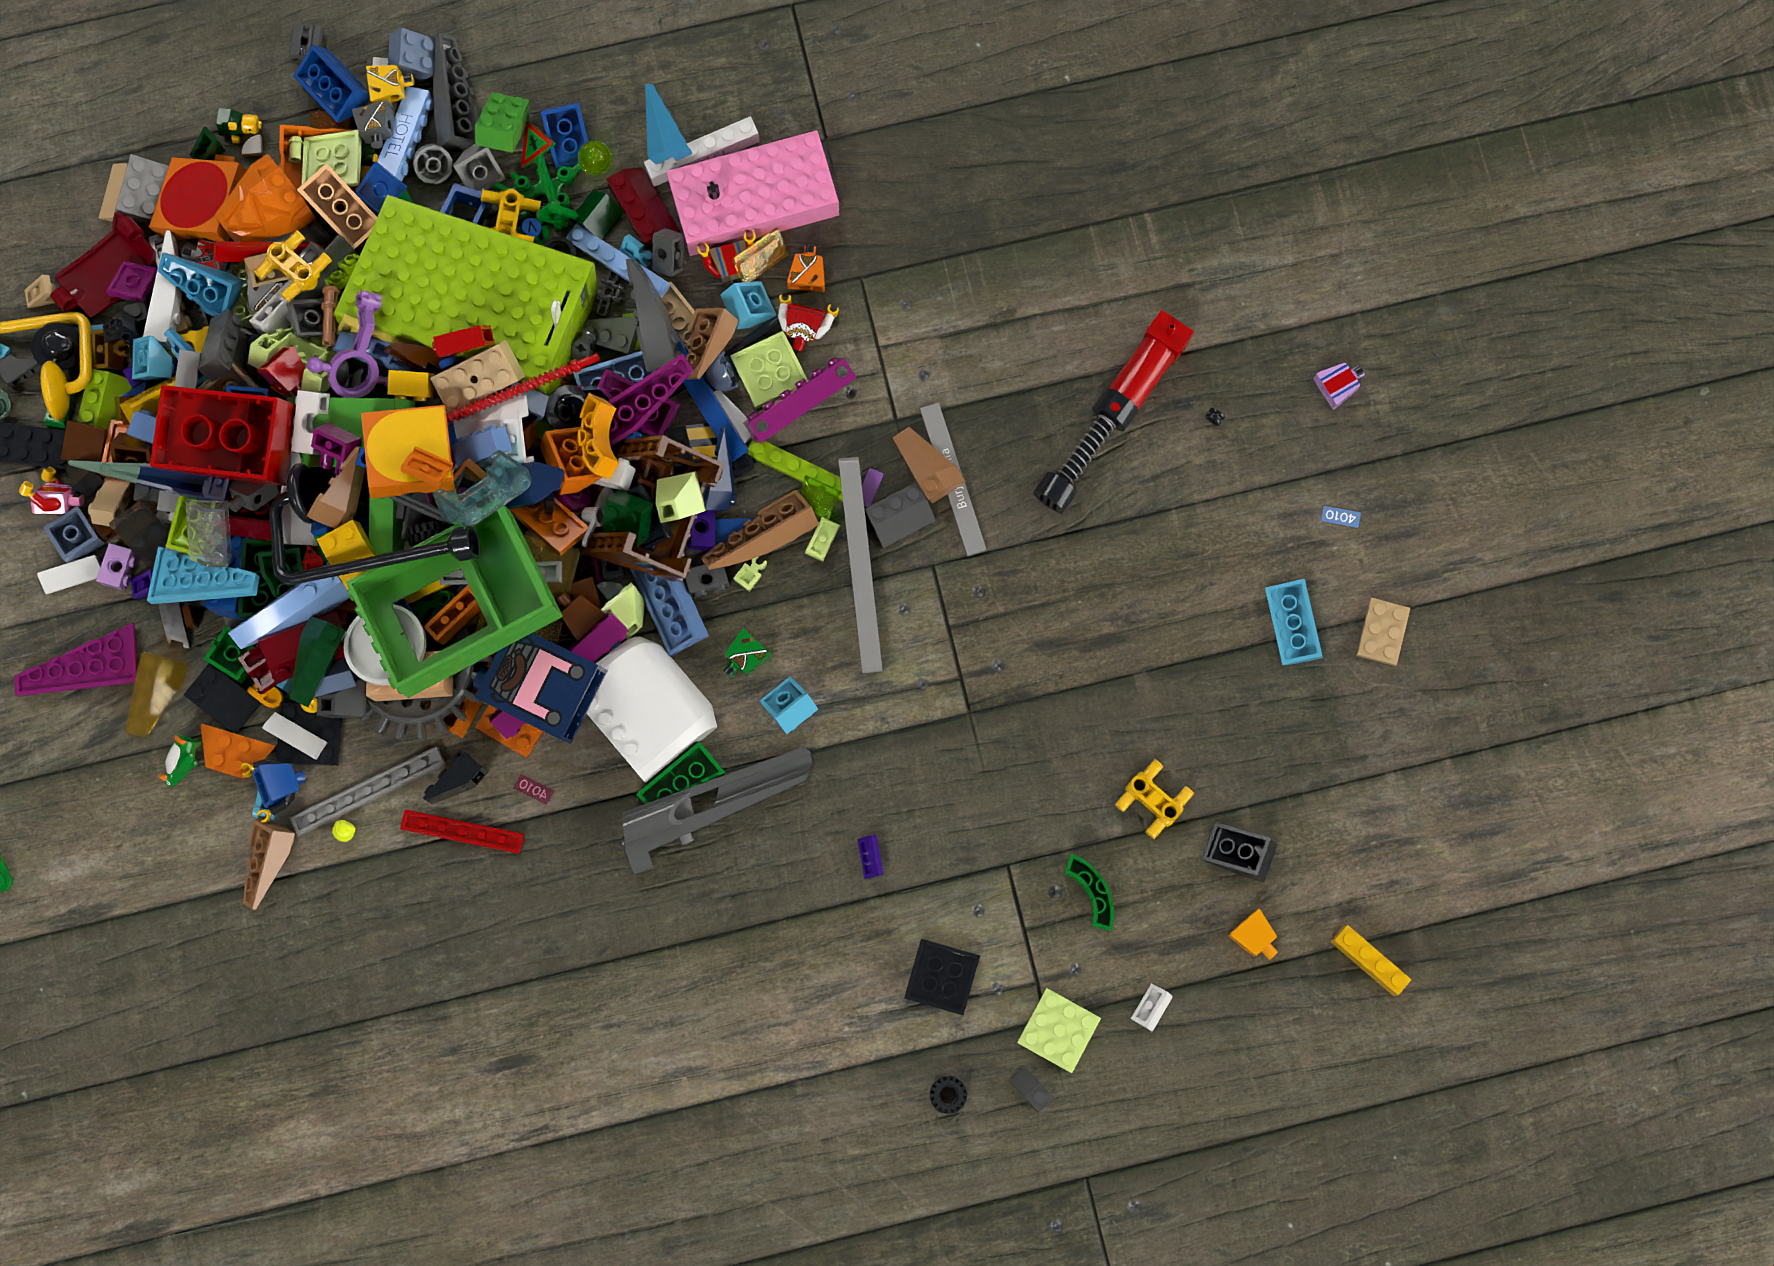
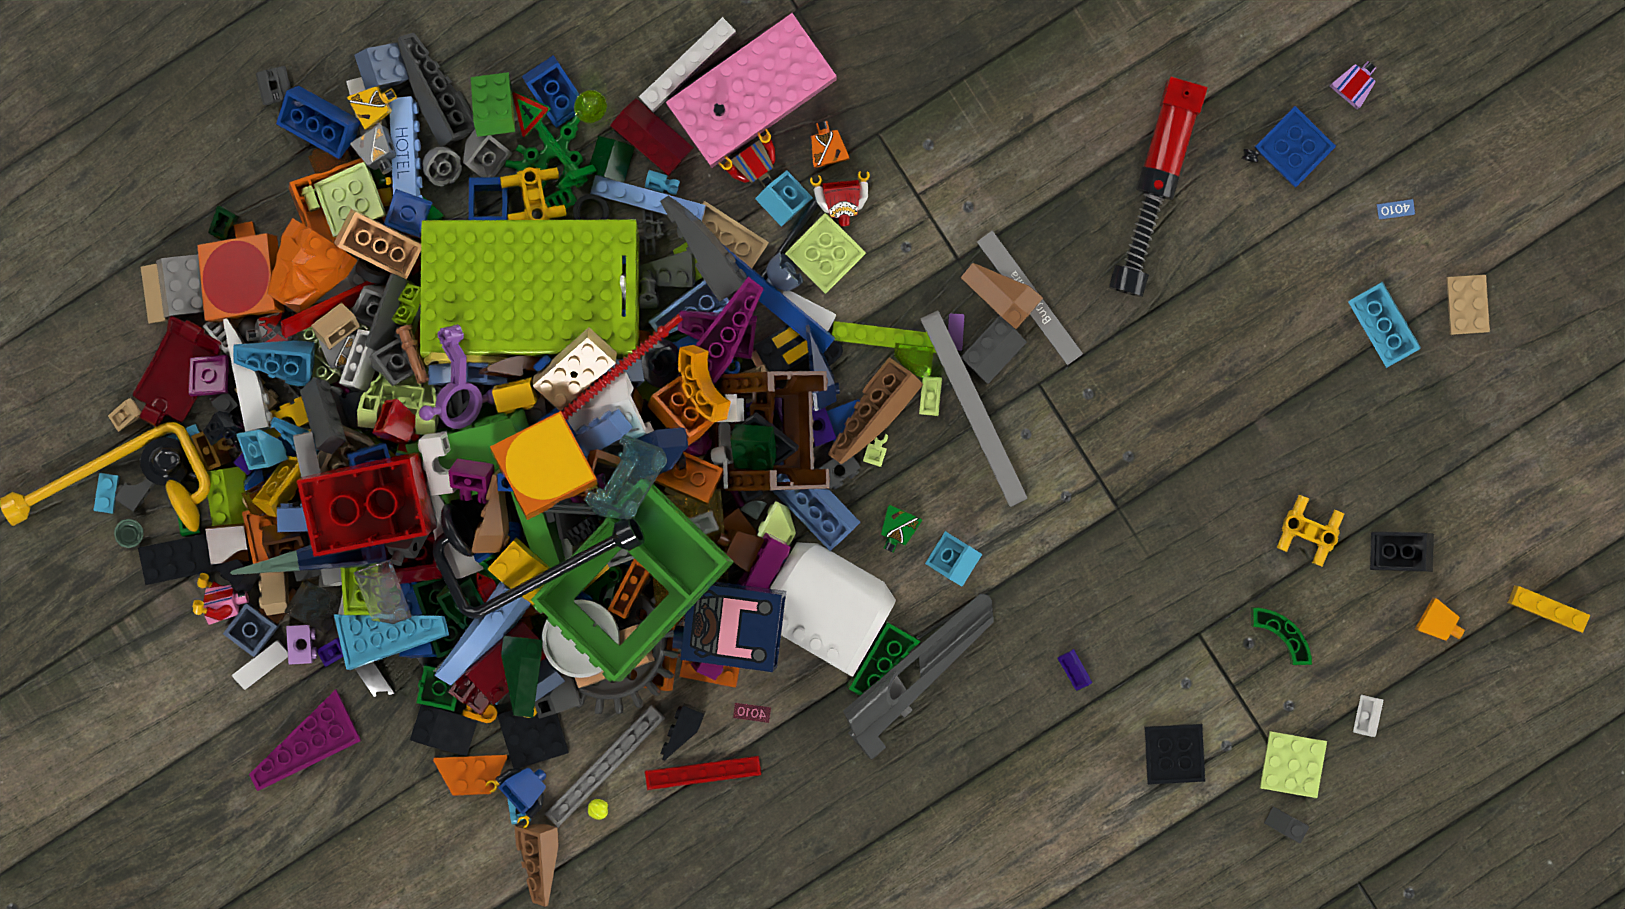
camera: 25 degrees left, 10 degrees up
(153, 688) = (378, 740): clear yellow wedge -> none
(180, 760) = (428, 797): green animal -> none
(190, 617) = (385, 667): reddish brown tile -> none
(235, 123) = (240, 188): piece -> none
(253, 146) = (264, 204): white tile -> none
(292, 266) = (363, 321): yellow piece -> none
(295, 735) = (522, 741): white slope -> none
(426, 467) = (570, 477): orange plate -> none
(463, 341) = (552, 343): red brick -> none
(531, 227) = (556, 195): blue tile -> none
(662, 131) = (648, 65): dark azure wedge -> none
(668, 252) = (693, 176): dark grey brick -> none
(678, 497) = (793, 412): yellowish green slope -> none
(709, 335) = (761, 246): medium nougat wedge -> none
(760, 256) = (780, 150): clear yellow piece -> none
(799, 400) = (865, 274): magenta piece -> none
(948, 1081) = (1223, 862): black tyre -> none
(1261, 423) = (1295, 147): none -> blue plate

